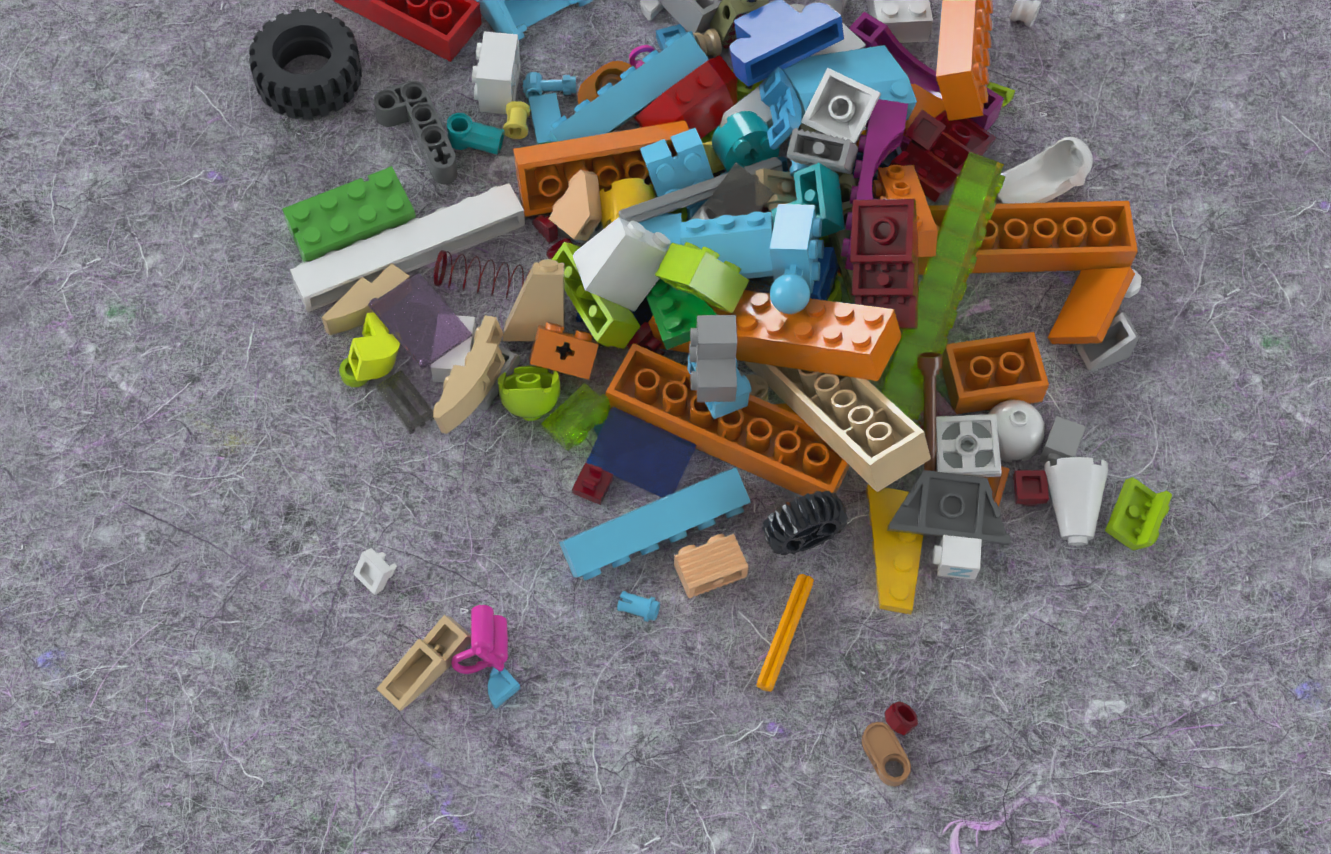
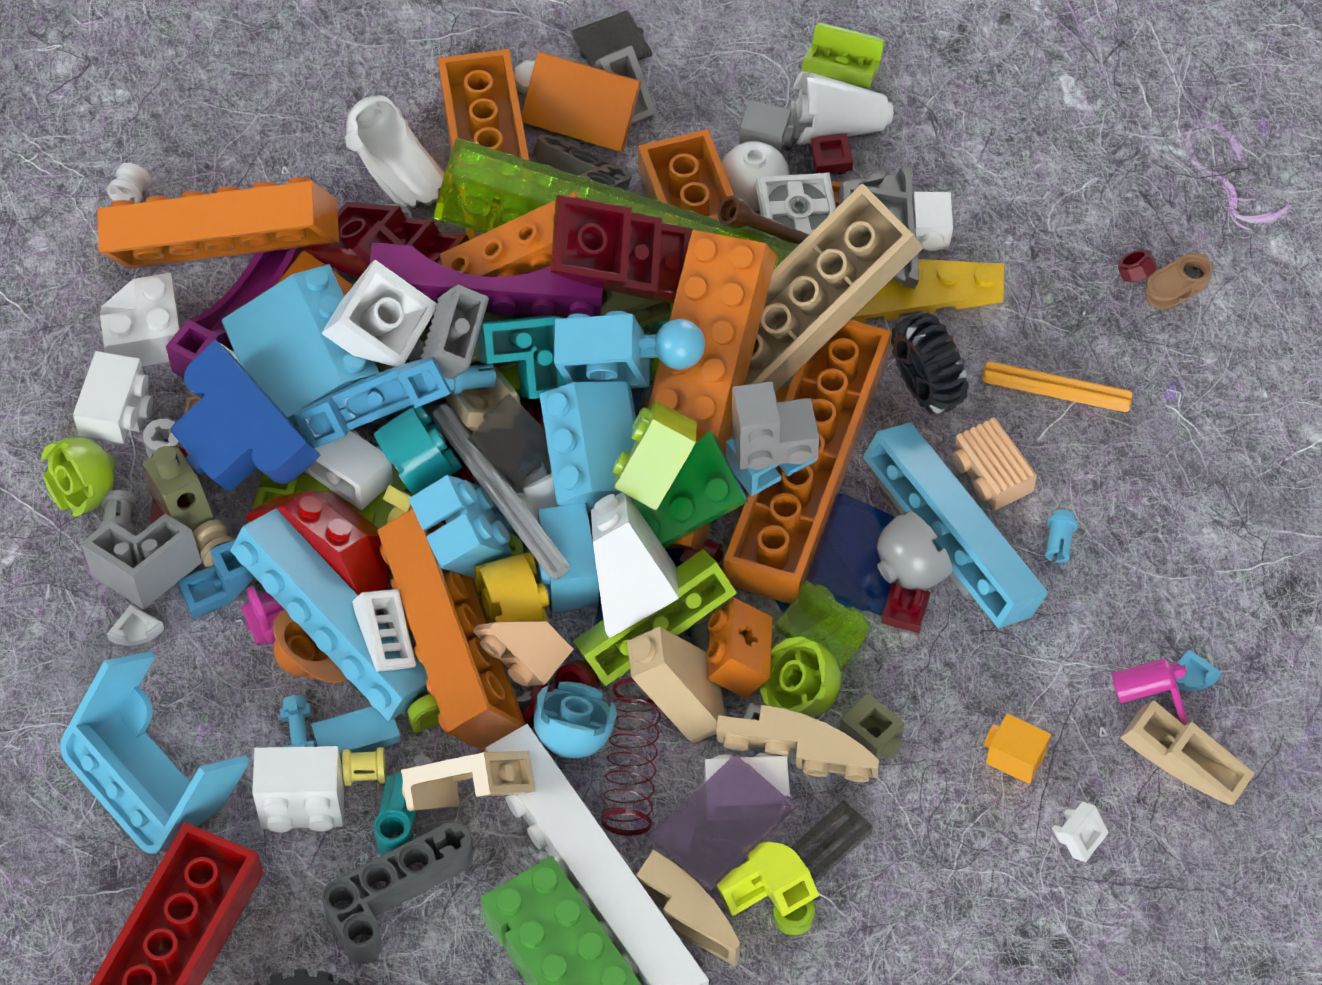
camera: 95 degrees left, 5 degrees down
(452, 537) = (1017, 748): none -> light orange brick
(477, 163) = (492, 772): none -> tan panel
(487, 429) = (874, 718): none -> olive brick
(523, 237) = (573, 720): none -> medium azure cylinder
(600, 111) = (394, 615): none -> white slope
(627, 483) = (910, 554): none -> light grey cylinder
(1012, 309) = (580, 162): none -> dark grey beam
(1165, 347) = (610, 36): none -> clear smoke piece

